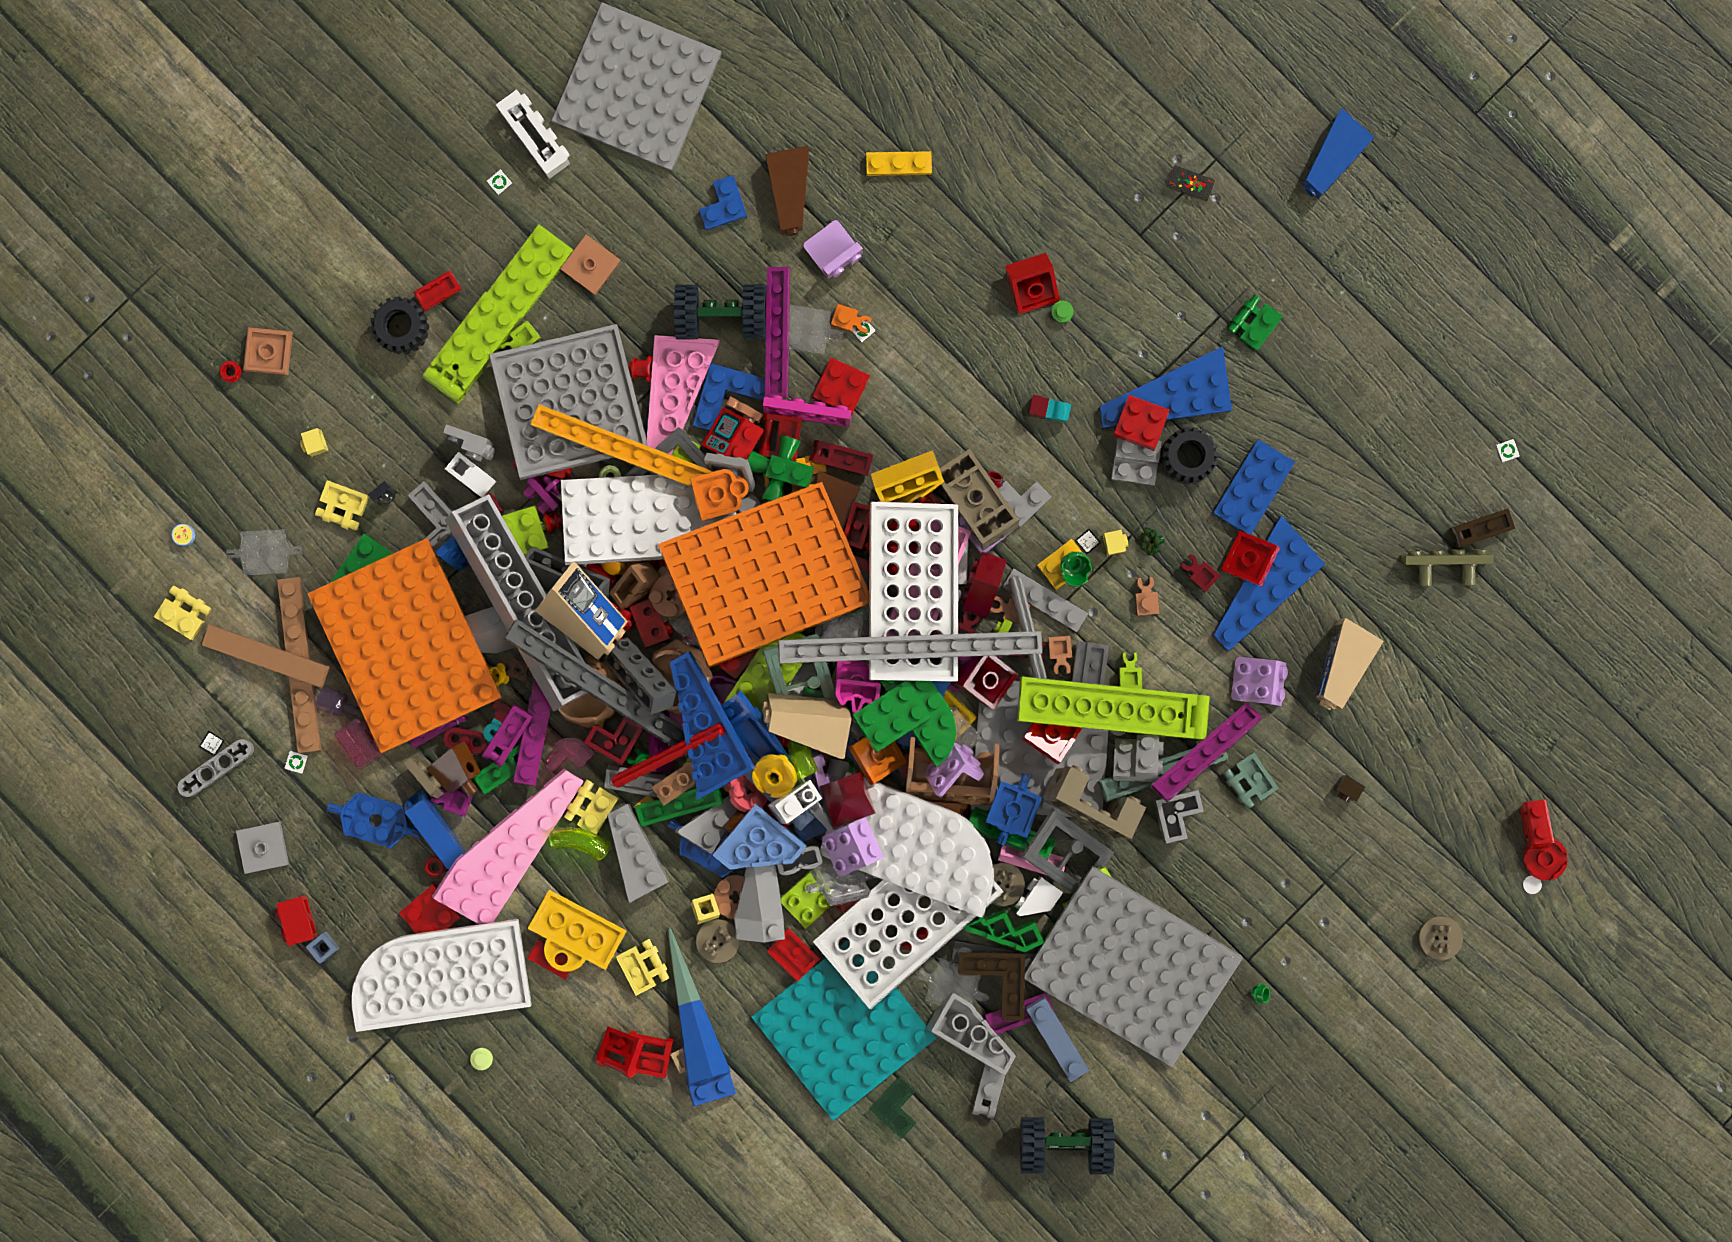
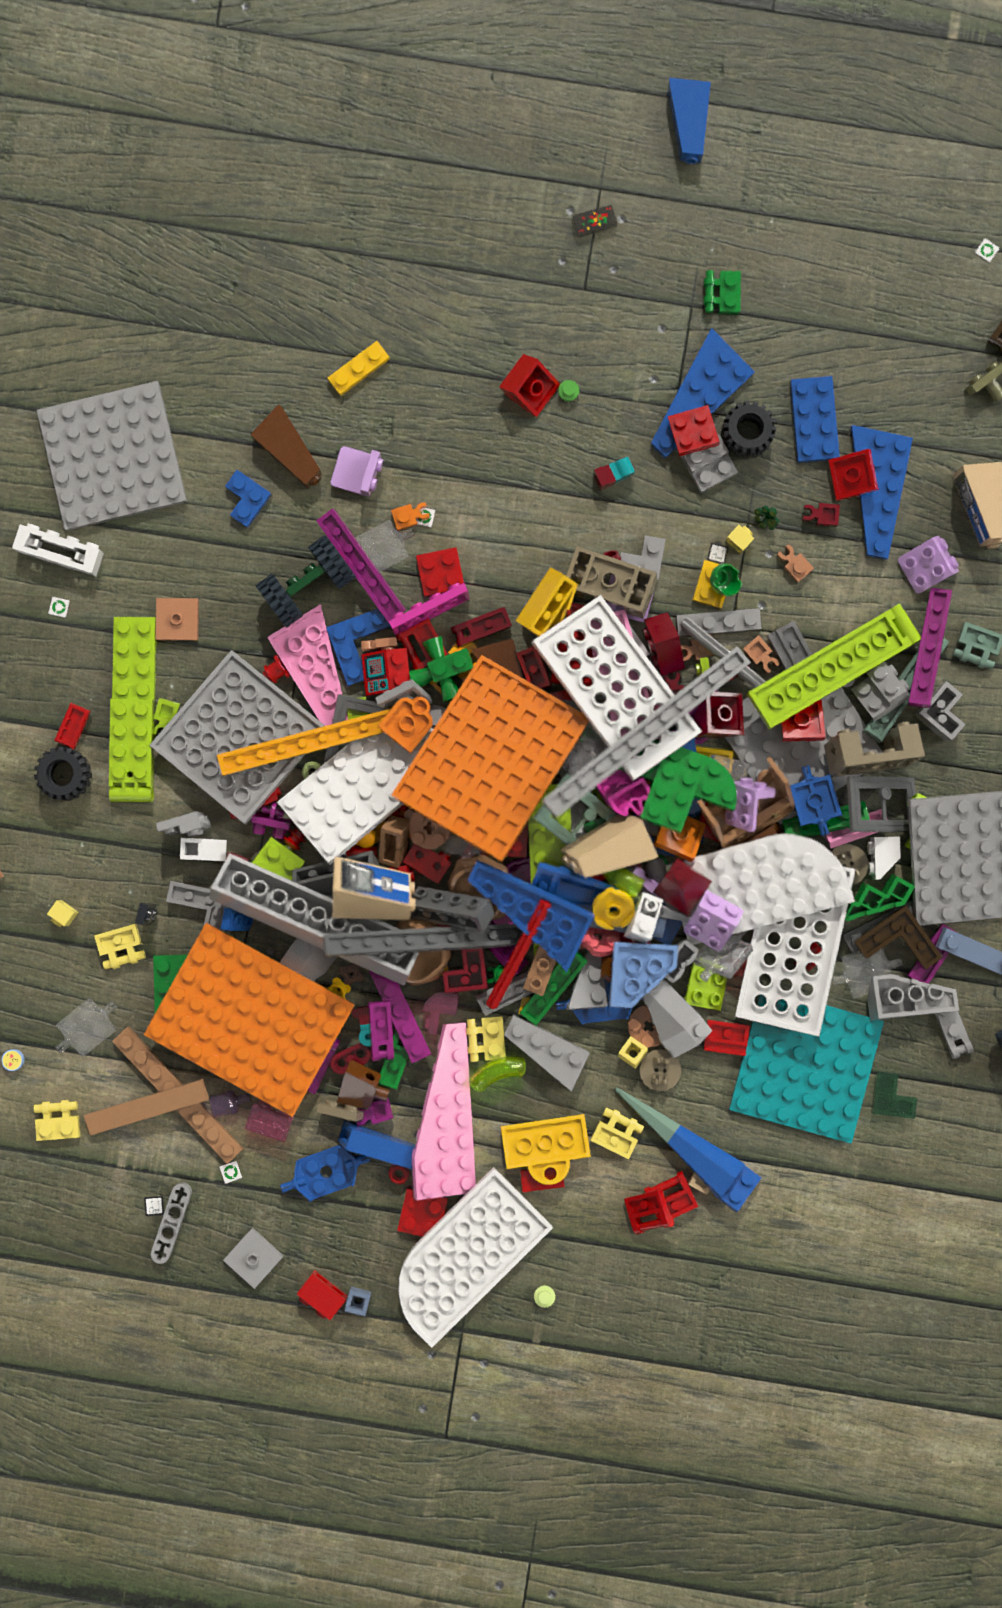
camera: 30 degrees left, 0 degrees up
(1130, 676) = (827, 632): lime plate -> none

